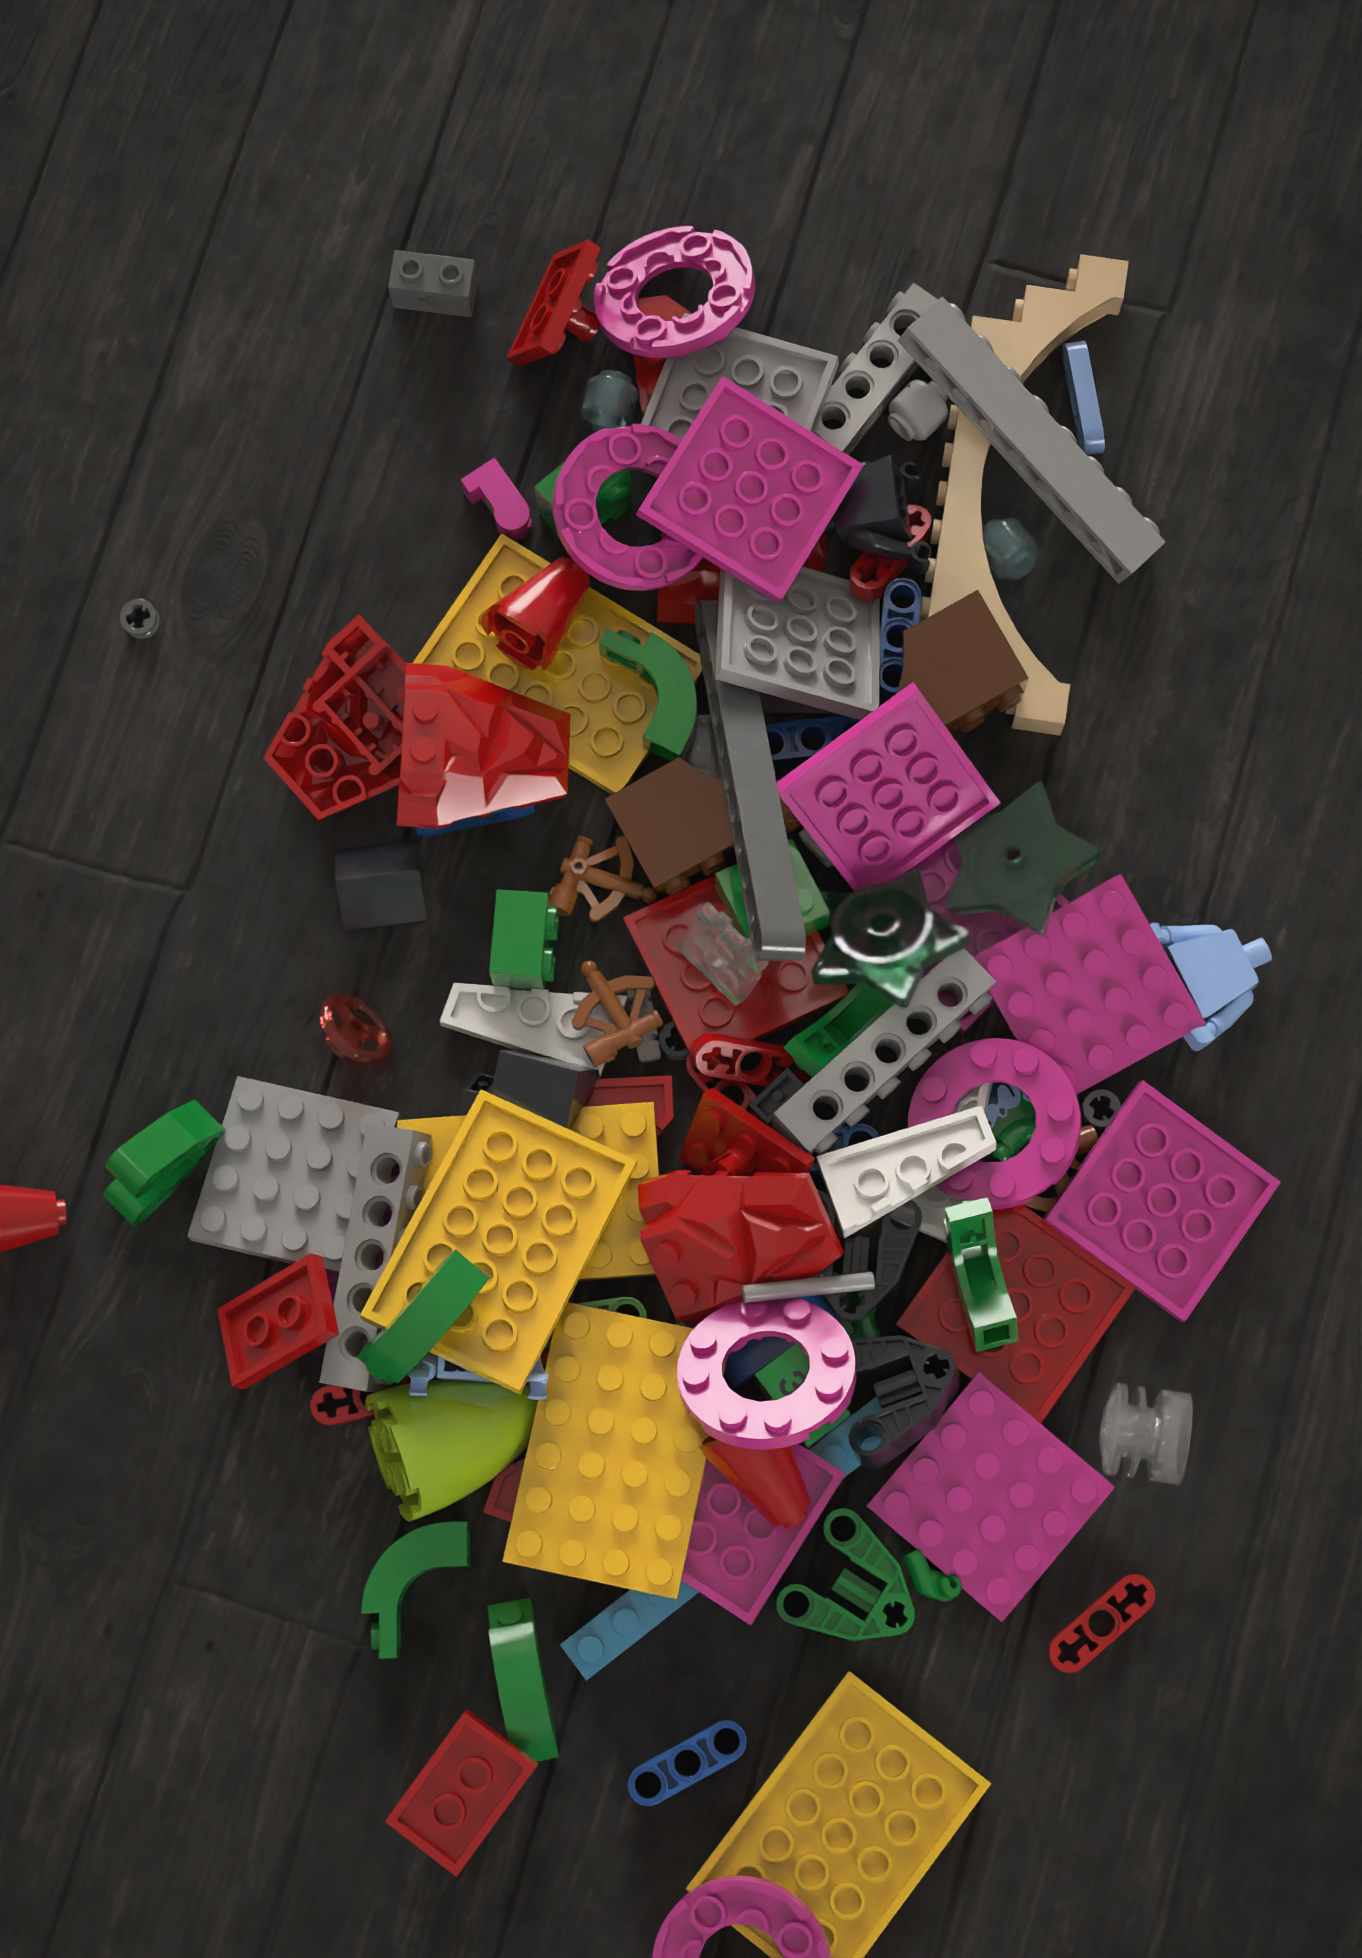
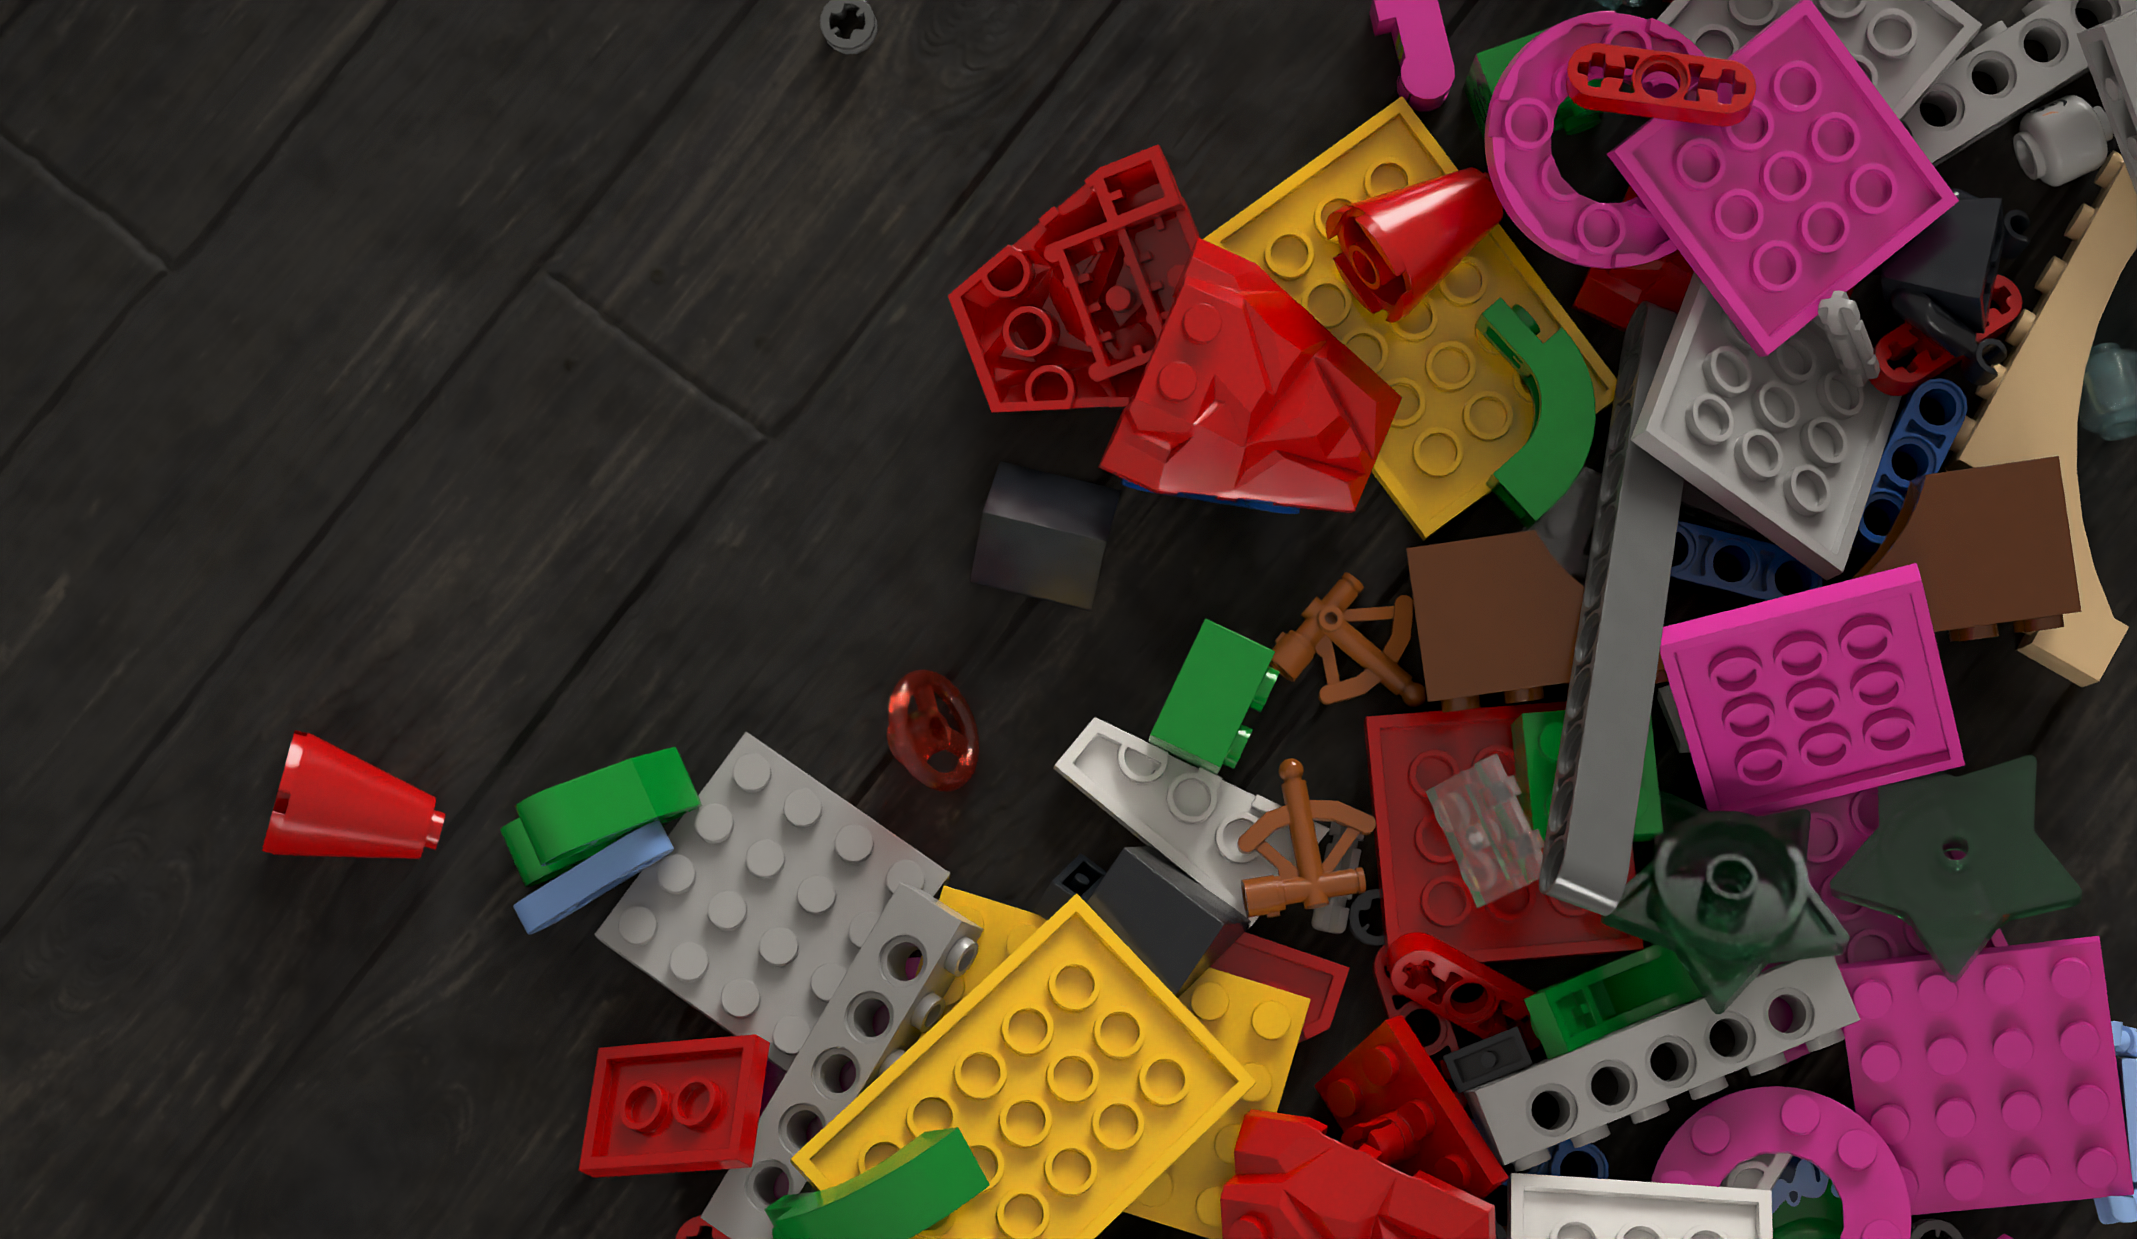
camera: 20 degrees right, 5 degrees up
(173, 1200) = (593, 877): none -> medium blue beam
(637, 449) = (1682, 67): none -> red beam
(829, 572) = (1848, 338): none -> light grey axle

